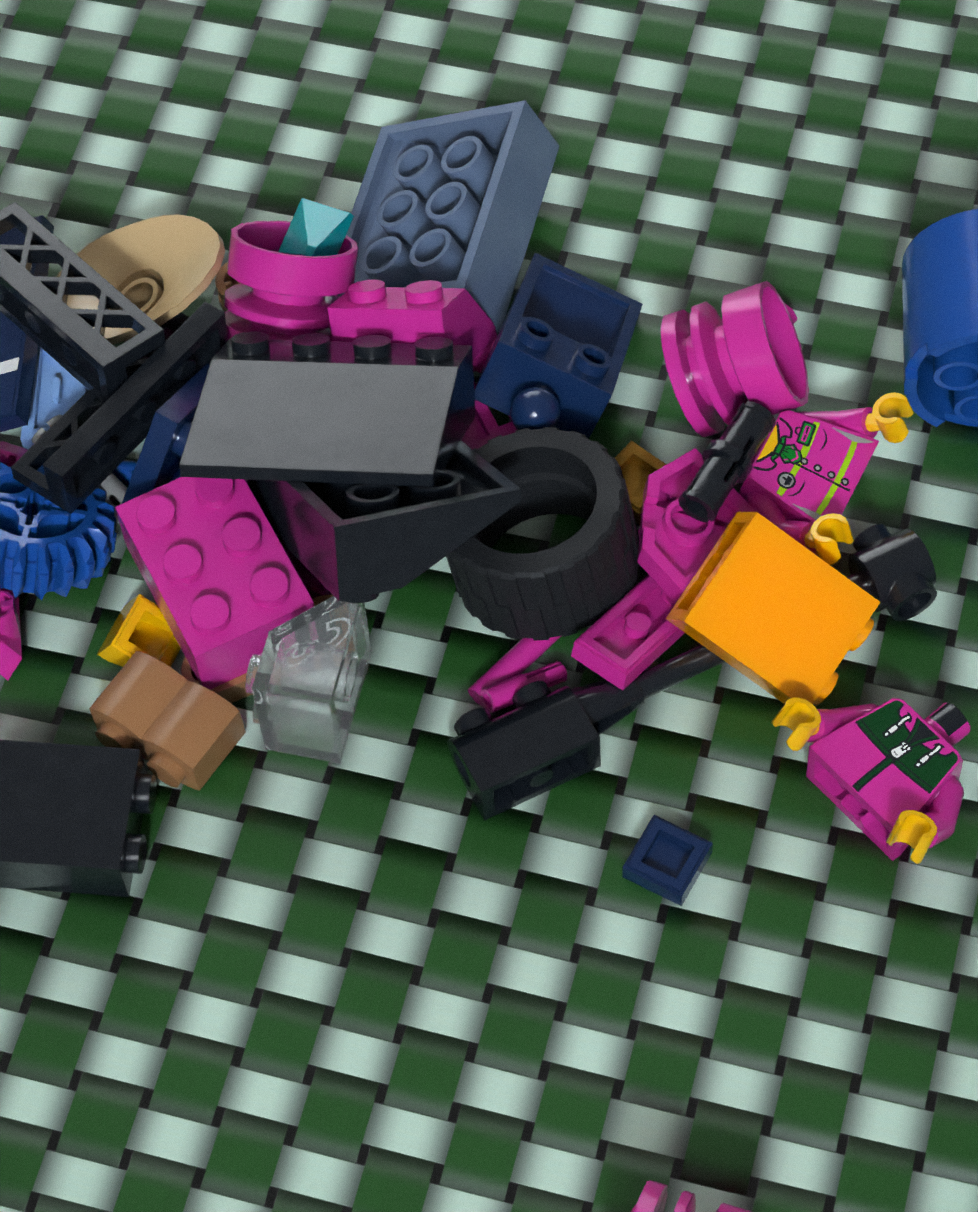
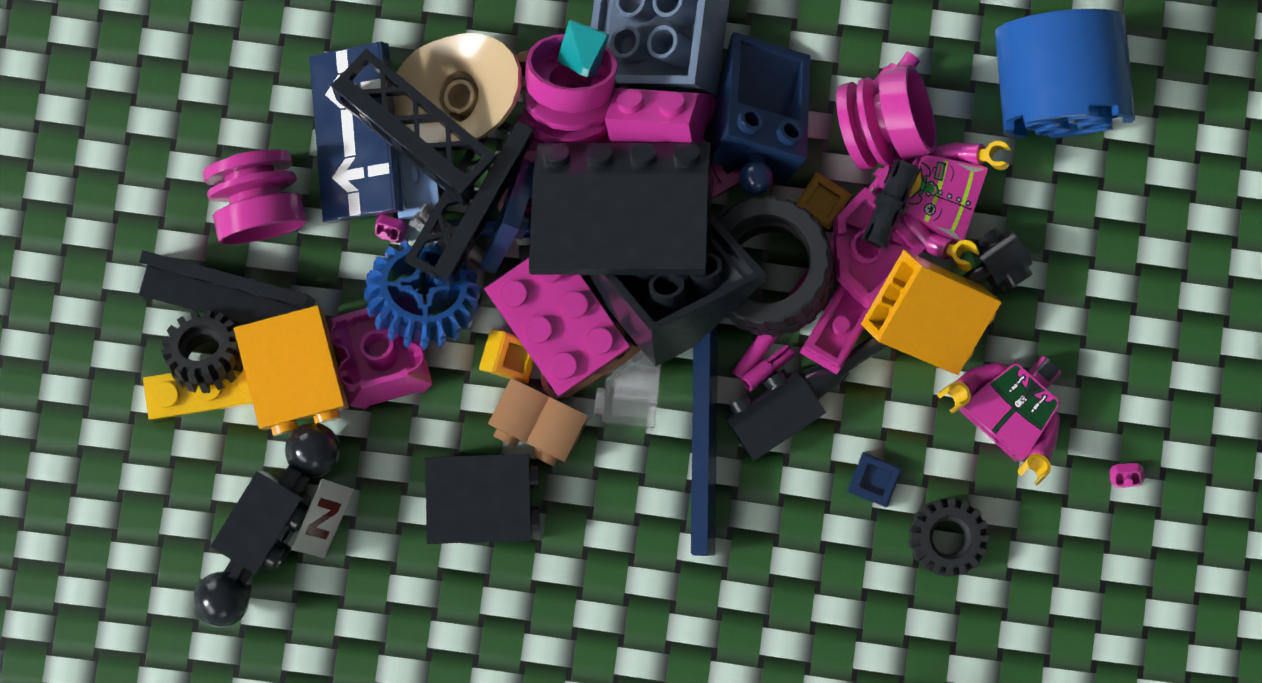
camera: 10 degrees left, 25 degrees up
(413, 758) = (704, 445): none -> dark blue tile
(781, 911) = (974, 531): none -> black tyre

